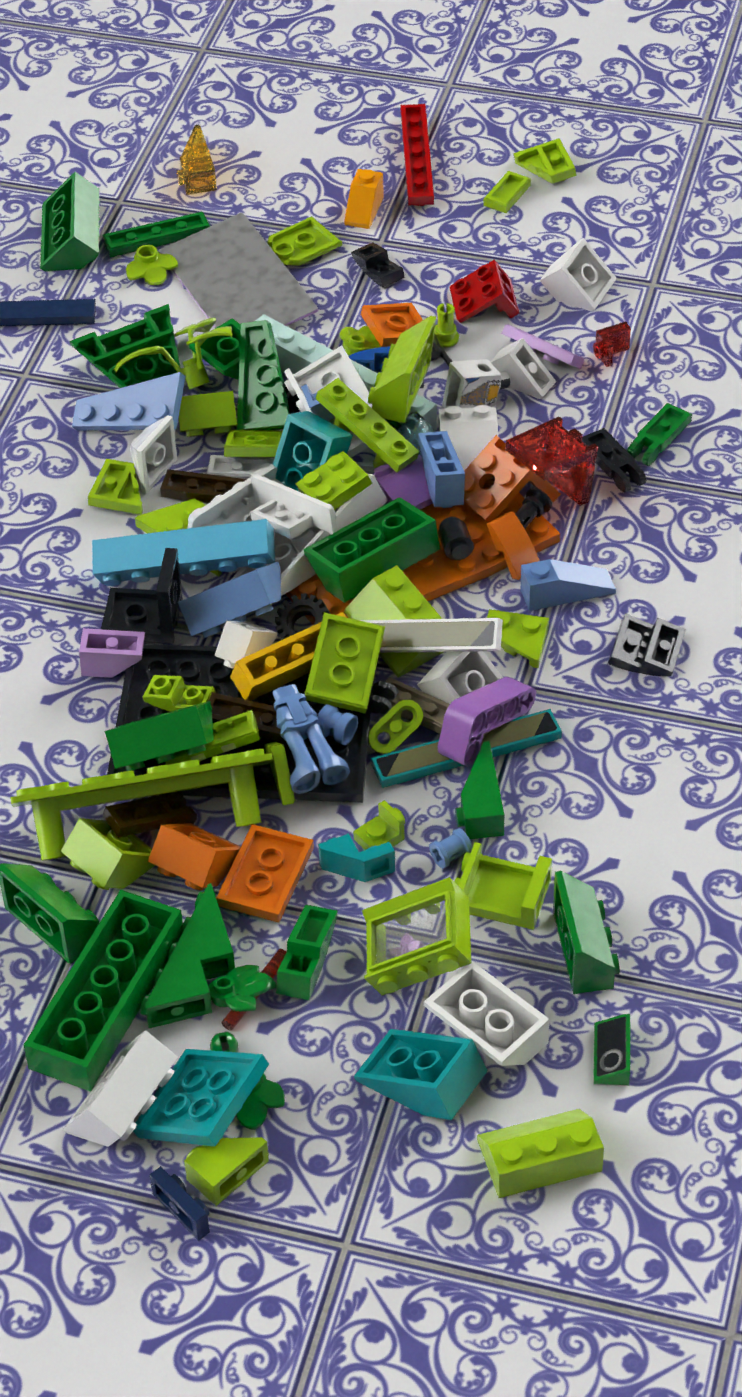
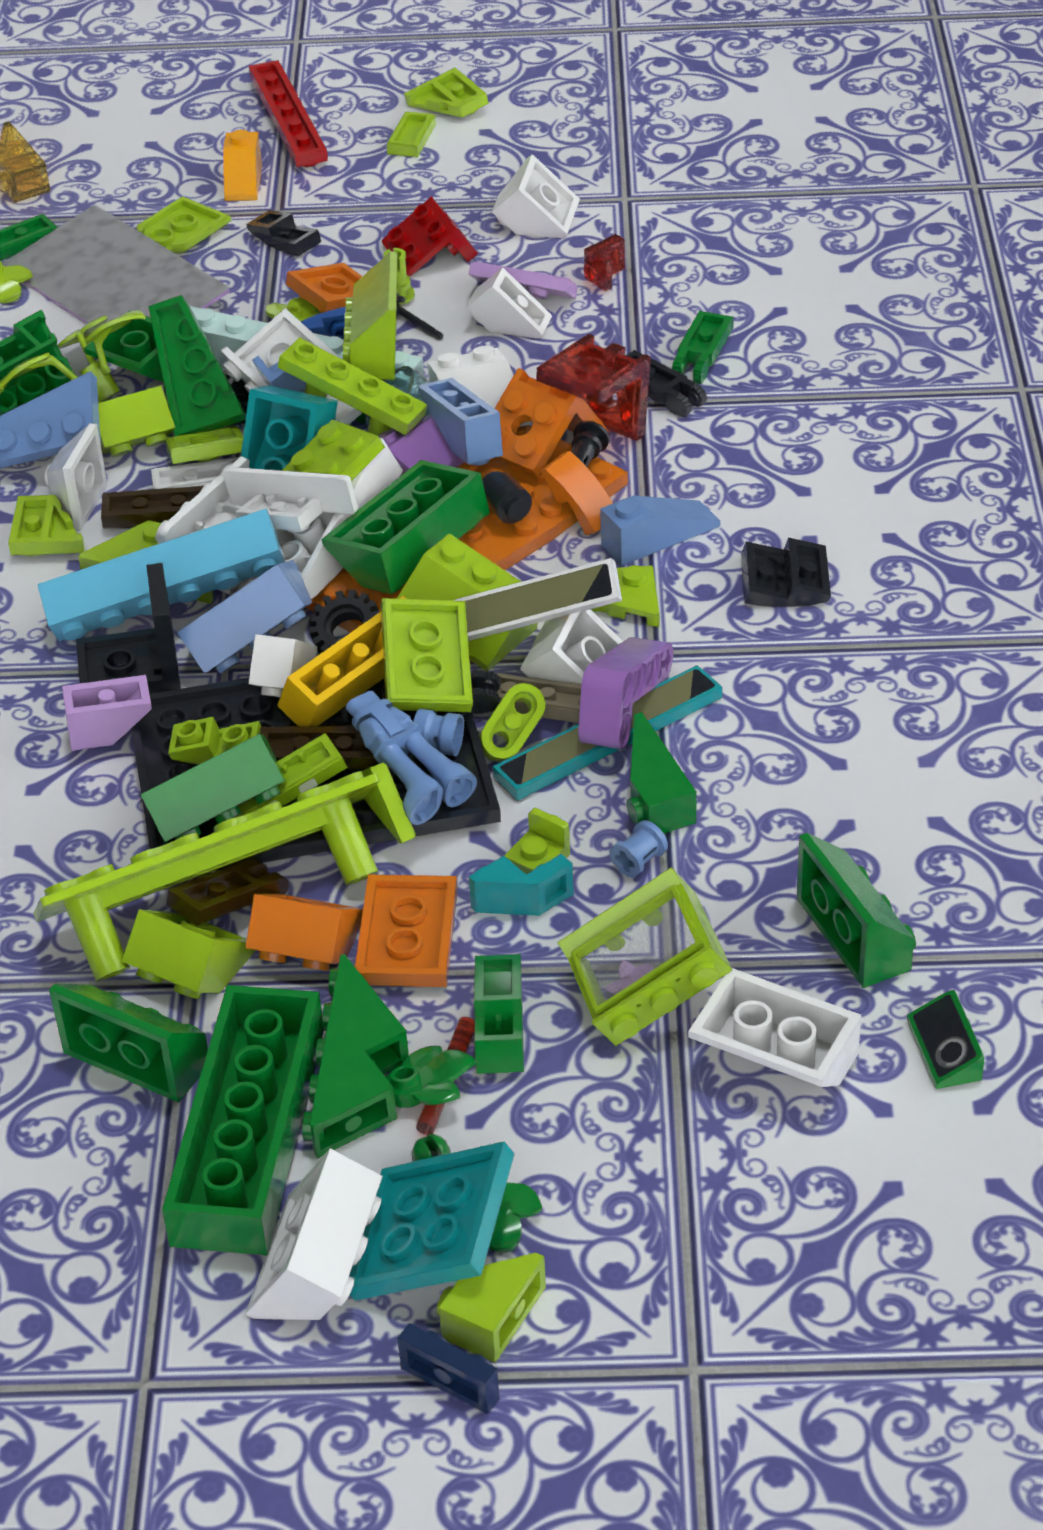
camera: 15 degrees left, 5 degrees down
(424, 1071) = (714, 1122): teal slope -> none
(473, 384) = (456, 328): white torso -> none
(504, 888) = (732, 882): lime panel -> none
(542, 1152) = (910, 1185): lime slope -> none

